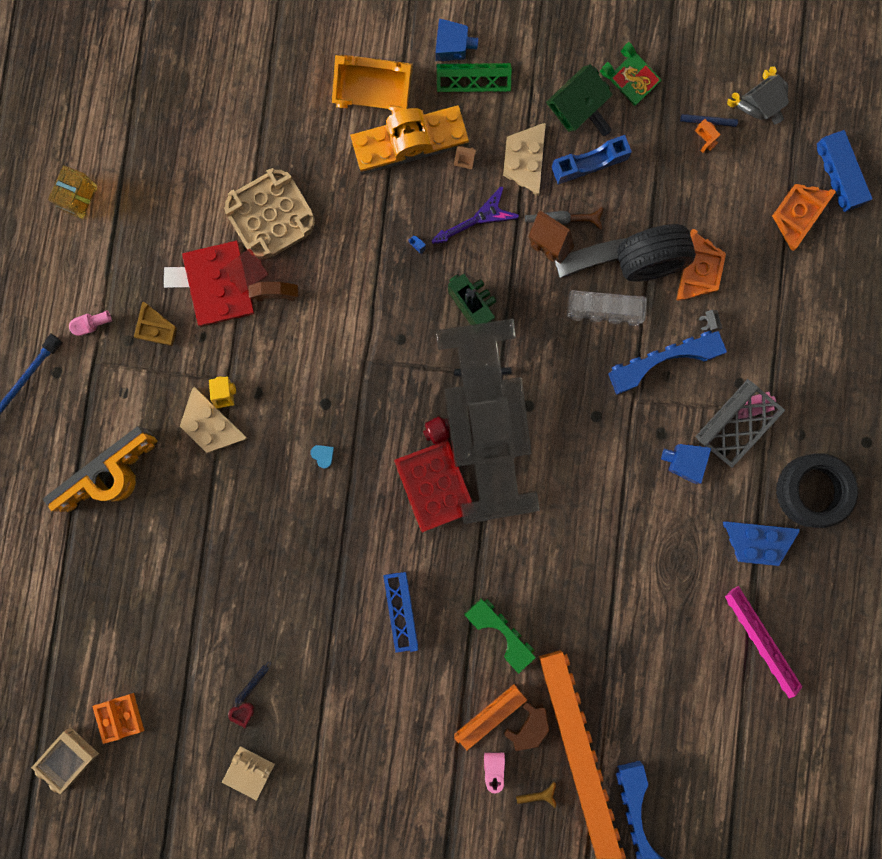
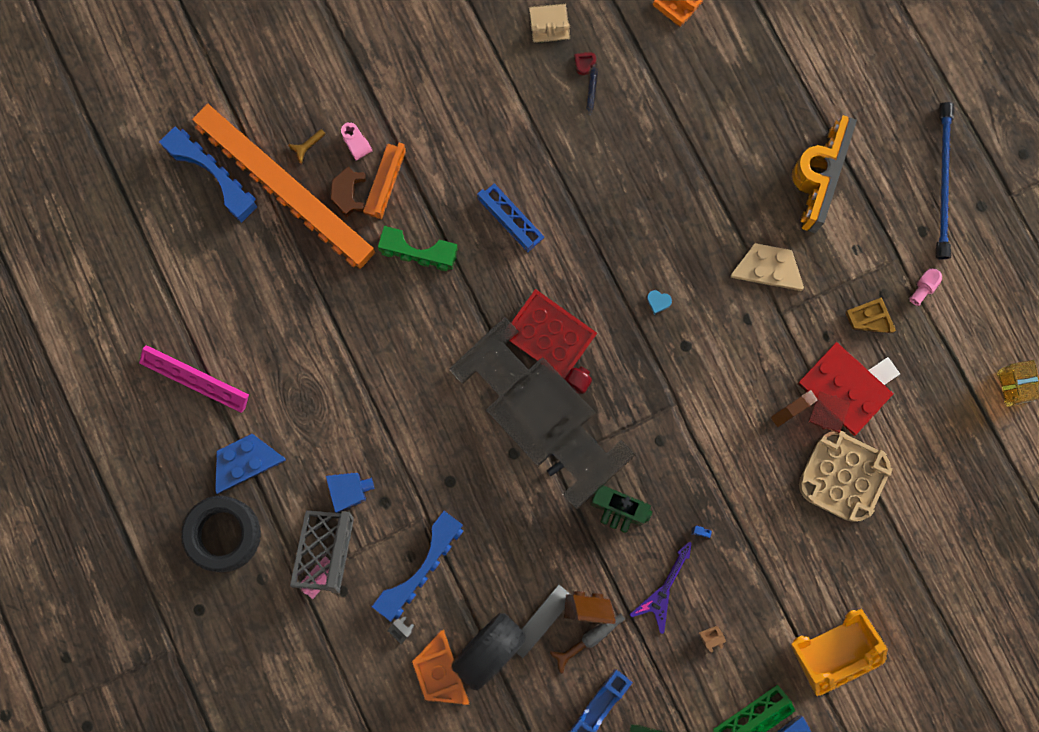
camera: 140 degrees right, 5 degrees down
(222, 392) = (777, 298): yellow brick -> none
(409, 137) = (771, 622): light orange piece -> none
(525, 157) = (659, 675): tan wing -> none
(606, 307) = (500, 582): clear brick -> none

